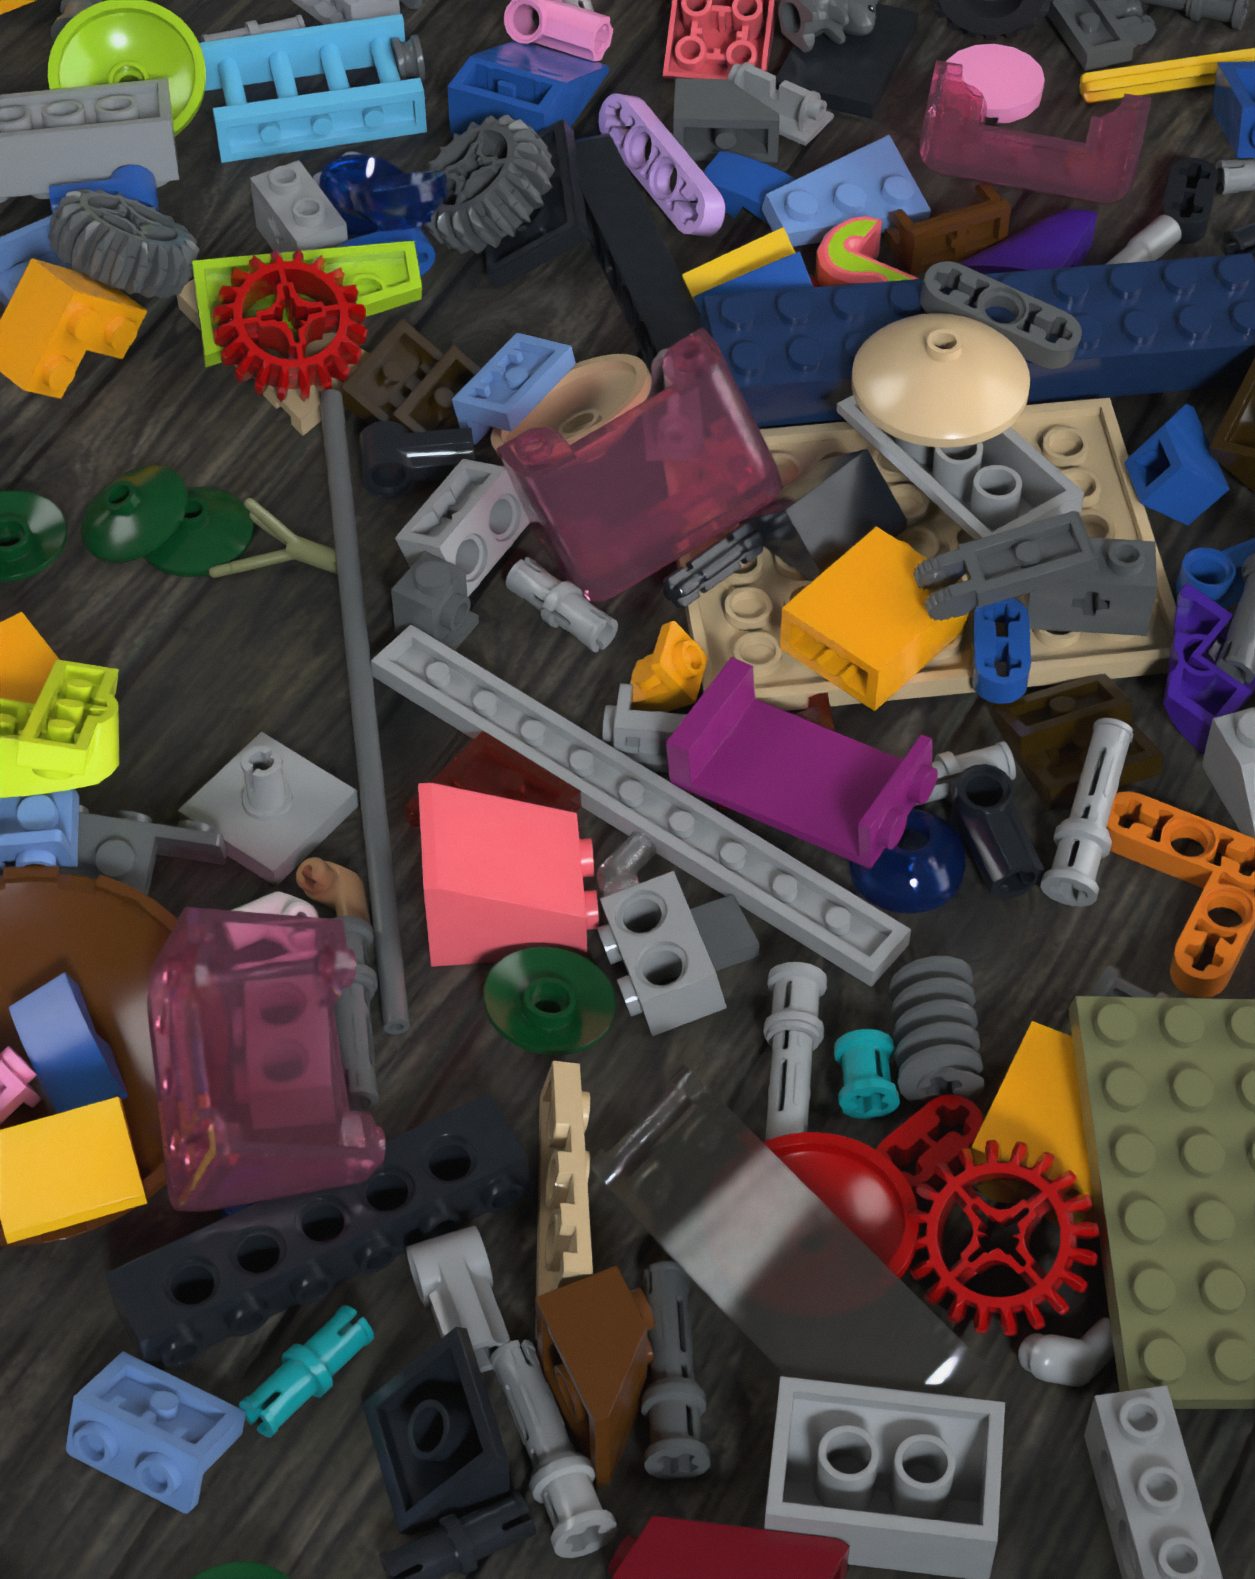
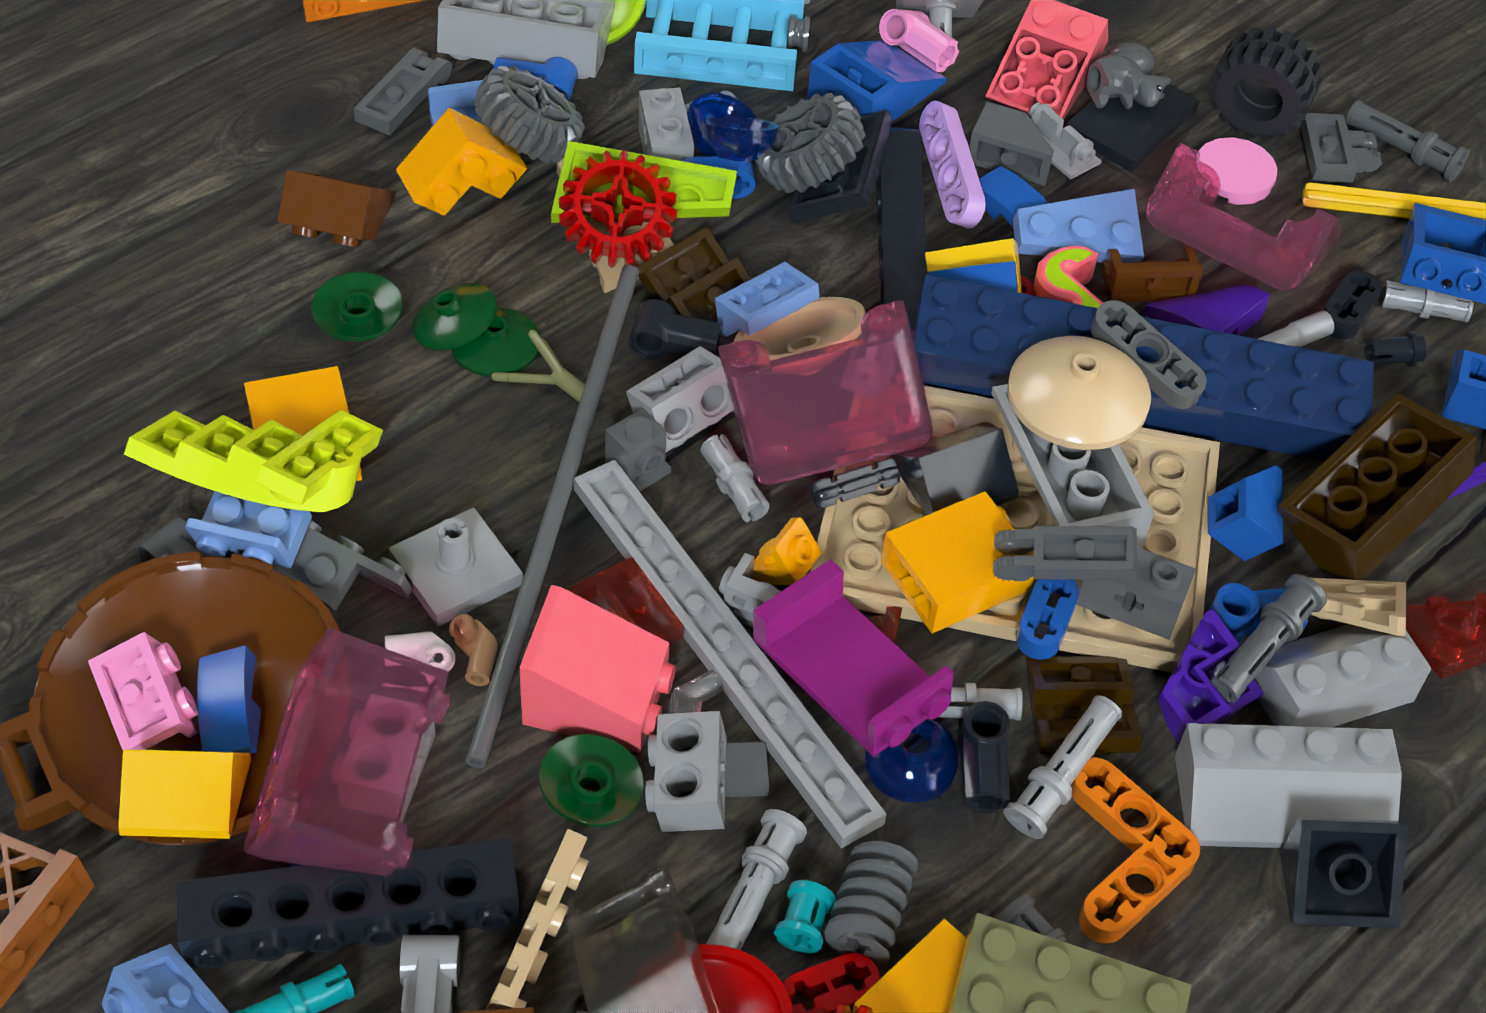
camera: 15 degrees right, 0 degrees up
(354, 1019) = (442, 746): dark grey pin -> none

